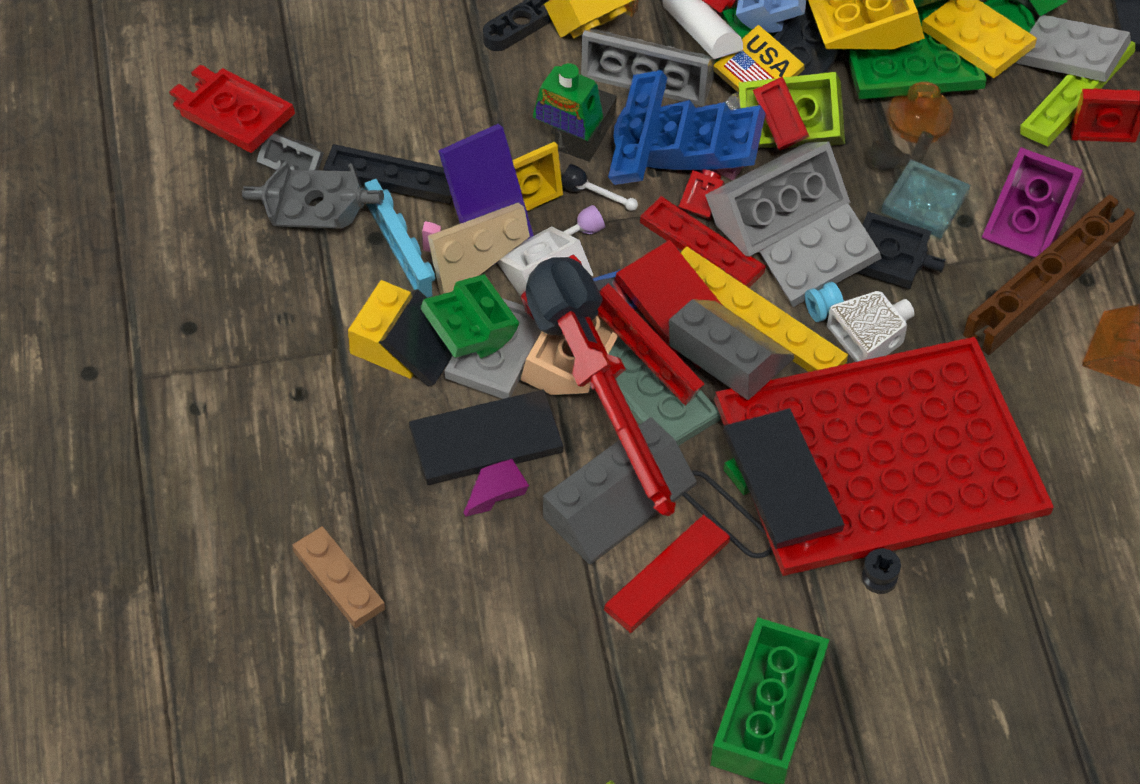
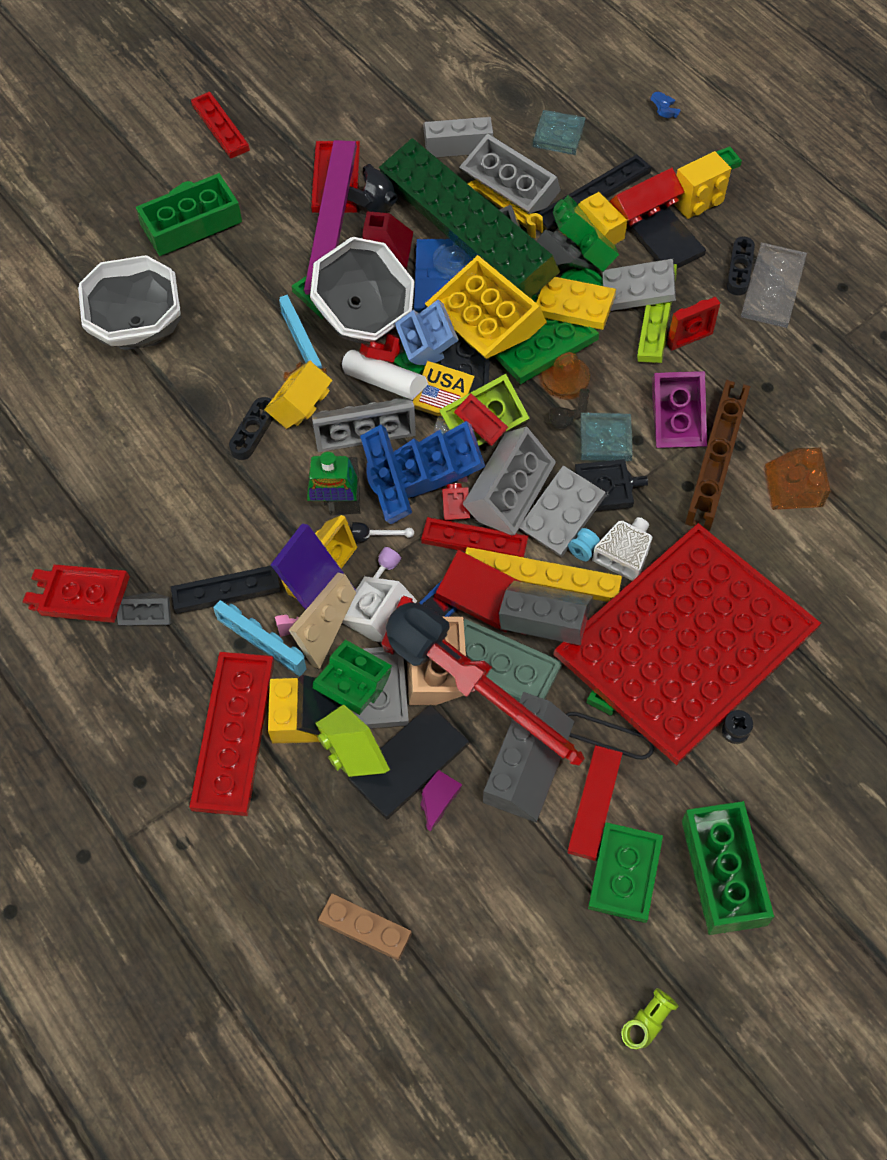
camera: 25 degrees left, 5 degrees up
(291, 191) = (159, 636): dark grey plate -> none
(310, 322) = (232, 734): none -> red plate
(426, 382) = (351, 744): none -> lime slope
(648, 346) = (493, 639): red tile -> none
(655, 657) = (625, 872): none -> green plate
(783, 478) = (639, 693): black tile -> none

